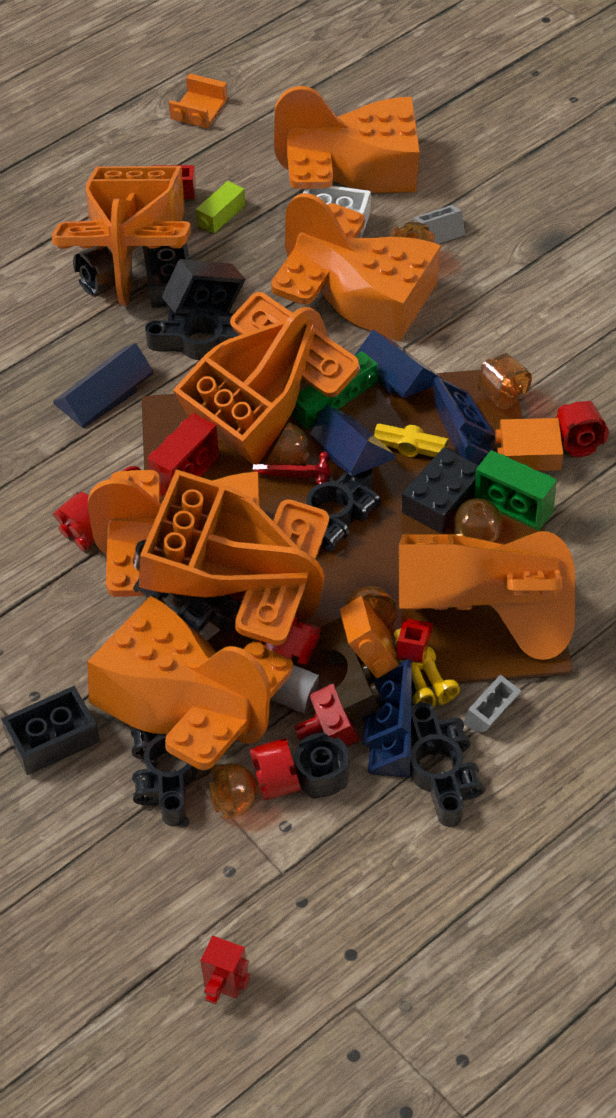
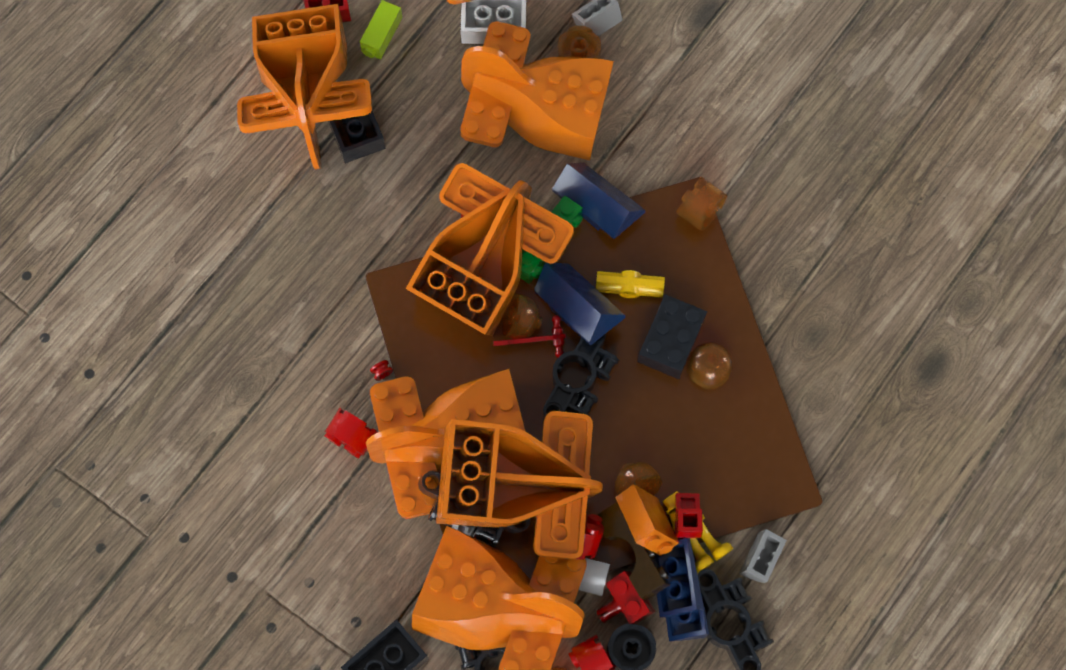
camera: 15 degrees left, 20 degrees up
(95, 269) = (284, 140): black brick -> none
(105, 386) = (325, 268): dark blue slope -> none
(175, 332) = (380, 182): black piece -> none
(188, 449) = (428, 347): red brick -> none
(203, 287) = (395, 145): black brick -> none
(463, 421) = (675, 256): dark blue slope -> none
(516, 489) = (739, 328): green brick -> none
(523, 581) = (718, 439): orange brick -> none
(531, 442) = (738, 269): orange brick -> none
(581, 428) = (780, 241): red brick -> none

